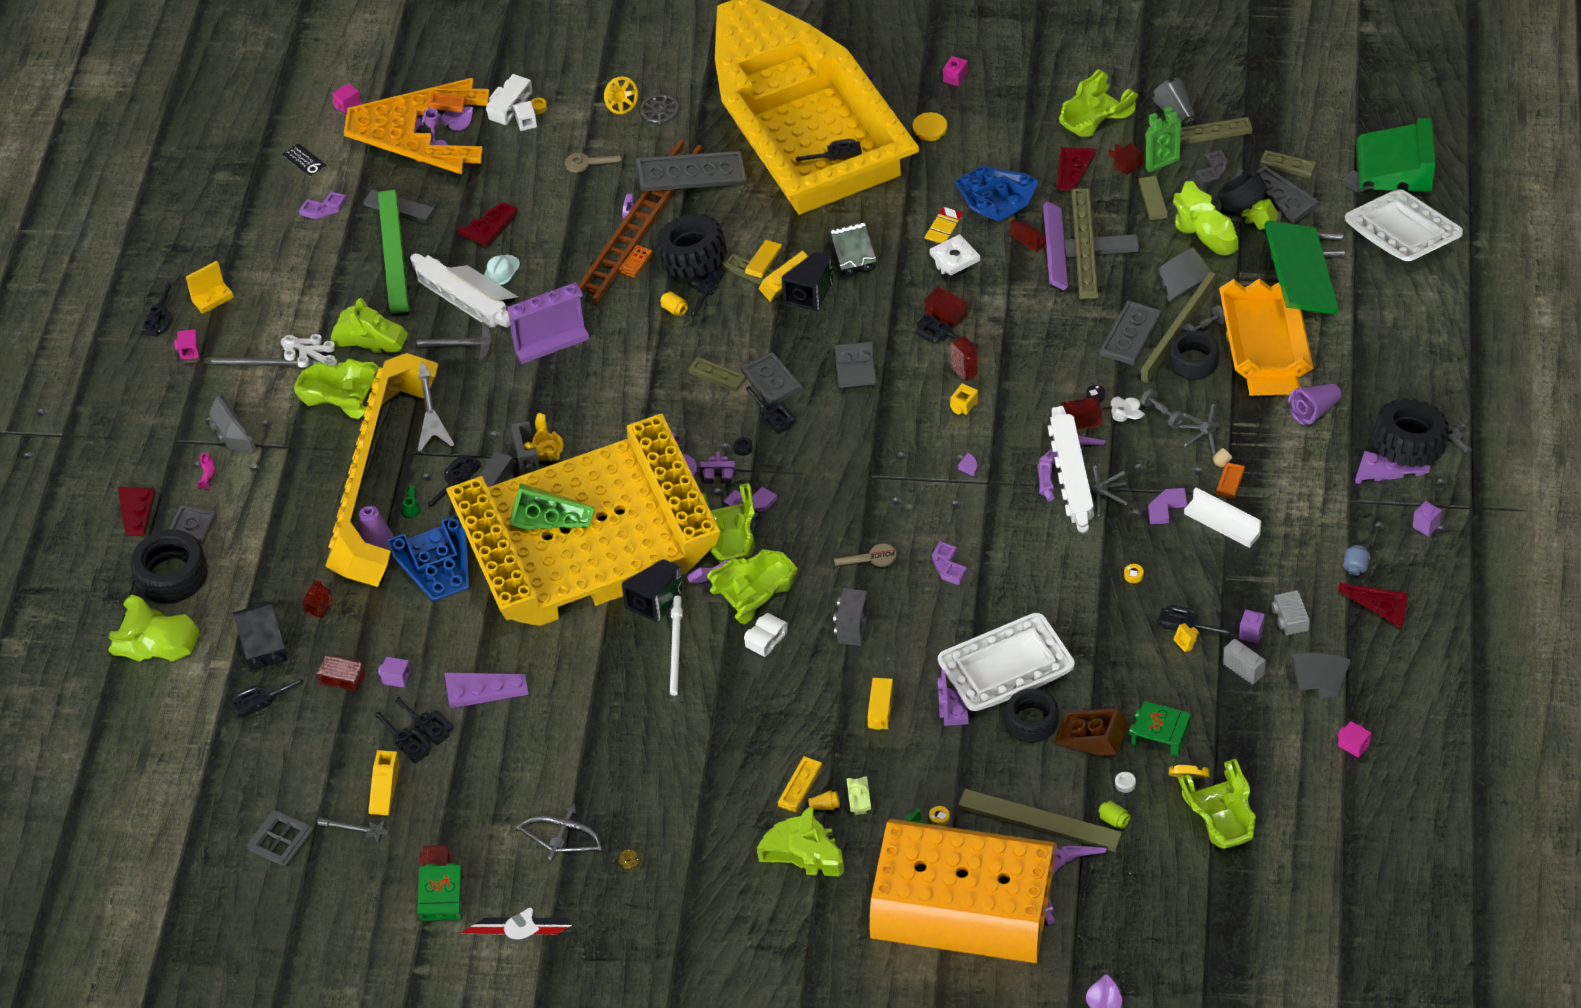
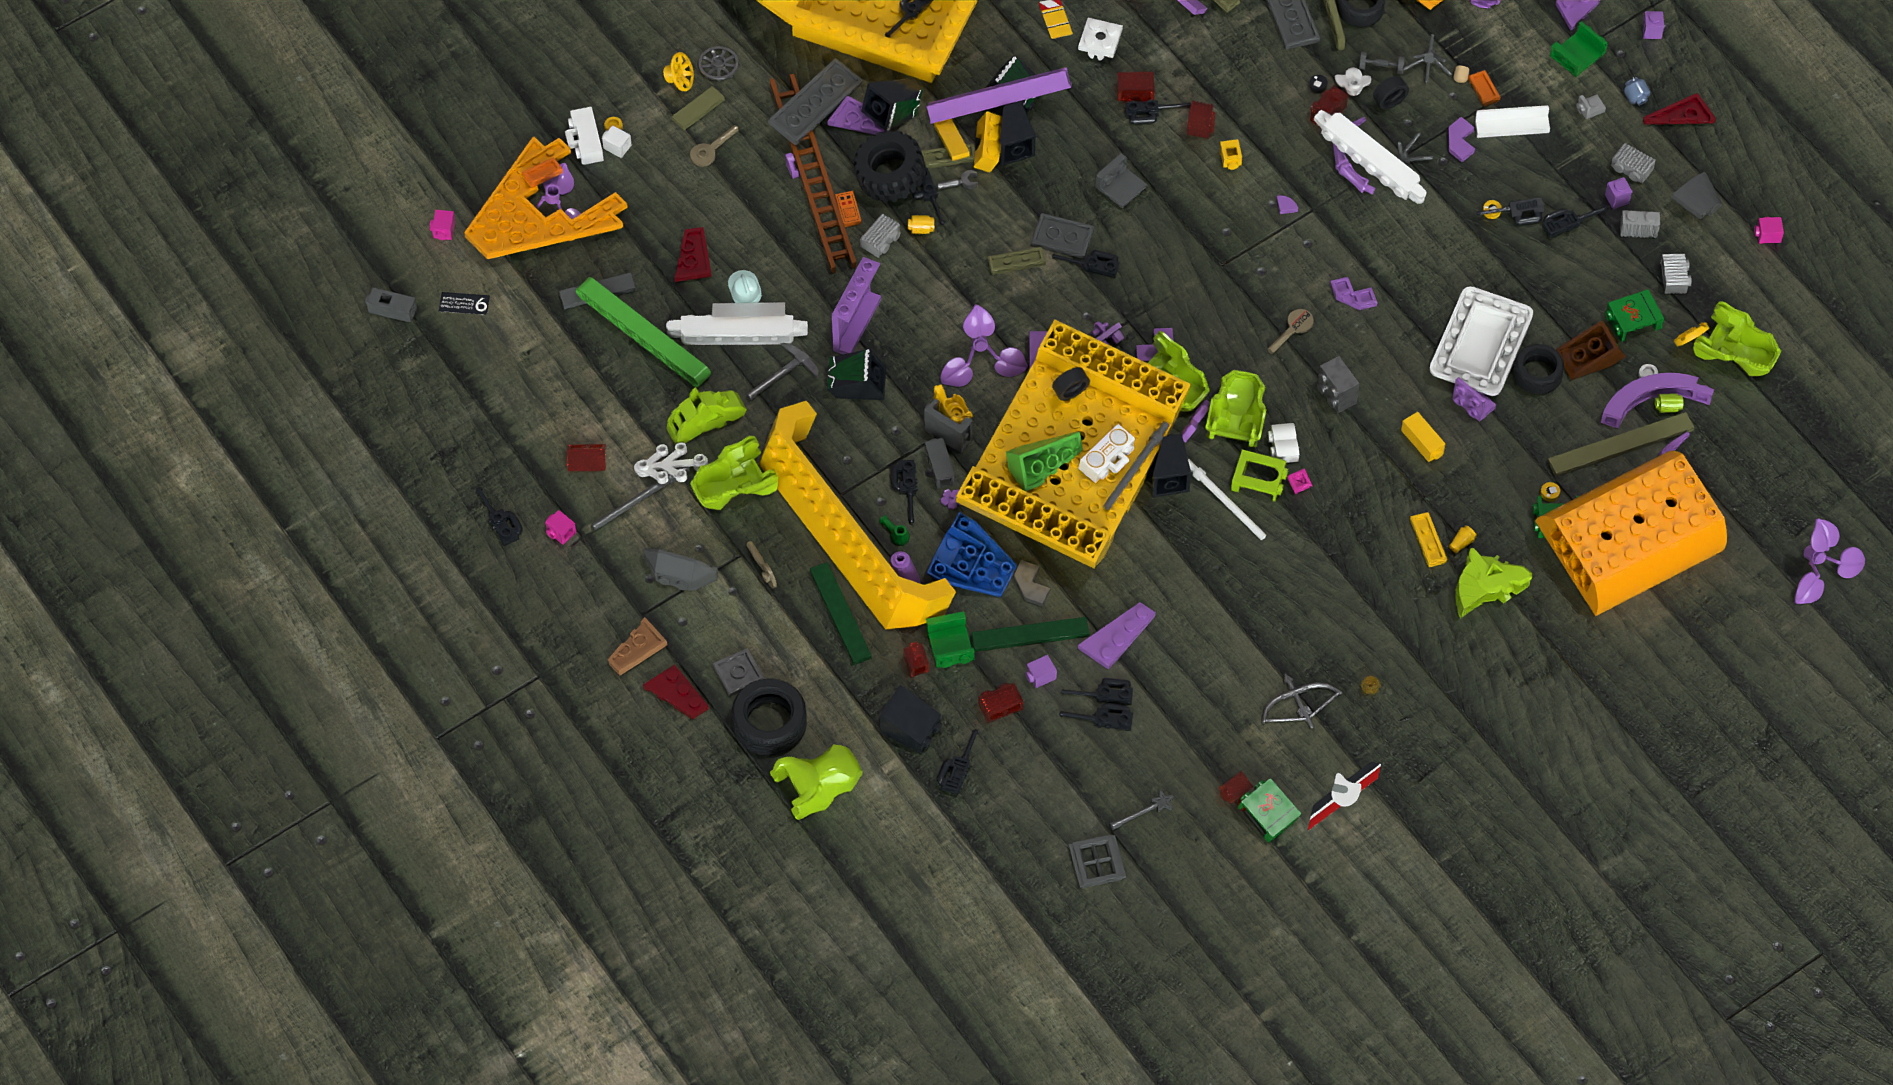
camera: 45 degrees left, 10 degrees up
(147, 460) = (639, 646): none -> medium nougat wing
(208, 288) = (525, 469): yellow bracket -> none
(209, 470) = (699, 617): dark pink arm -> none
(252, 128) = (391, 304): none -> dark grey brick
(260, 310) = (586, 457): none -> clear red panel
(284, 468) = (767, 573): none -> dark tan piece
(306, 533) = (840, 613): none -> dark green tile
(331, 205) = (530, 339): medium lavender tile -> none
(359, 605) = (949, 640): none -> green panel
(383, 782) = (1132, 760): yellow slope -> none
(421, 641) = (1030, 634): none -> dark green tile
(431, 425) = (846, 455): flat silver piece -> none
(457, 609) = (1030, 591): none -> flat silver tile
(505, 377) = (856, 376): none -> black slope
(601, 540) = (1110, 448): none -> white piece
(609, 129) = (698, 108): none -> olive tile
(615, 388) = (979, 325): none -> medium lavender plant
(621, 475) = (1070, 383): none -> black tyre
(635, 292) = (880, 235): none -> light grey brick
(654, 556) = (1155, 439): none -> dark grey bar
(714, 203) = (850, 117): none -> medium lavender wing
(720, 661) = (1273, 487): none -> lime panel
(743, 203) = (892, 102): none -> black slope
(743, 294) = (956, 182): none -> flat silver piece
(743, 446) = (1101, 306): black tile -> none
(746, 670) = (1299, 481): none -> dark pink tile
(823, 243) = (999, 95): none -> medium lavender tile
(858, 795) = (1483, 516): yellowish green hips -> none
(1103, 789) = (1651, 387): none -> medium lavender arch
(1143, 423) = (1390, 92): none -> black tyre
(1155, 584) = (1518, 207): none -> black piece
(1186, 637) = (1581, 233): yellow tile -> none
(1232, 719) = (1675, 273): none -> light grey brick
(1304, 548) = (1590, 106): none -> light grey bracket
(1342, 501) = (1579, 50): none -> green panel

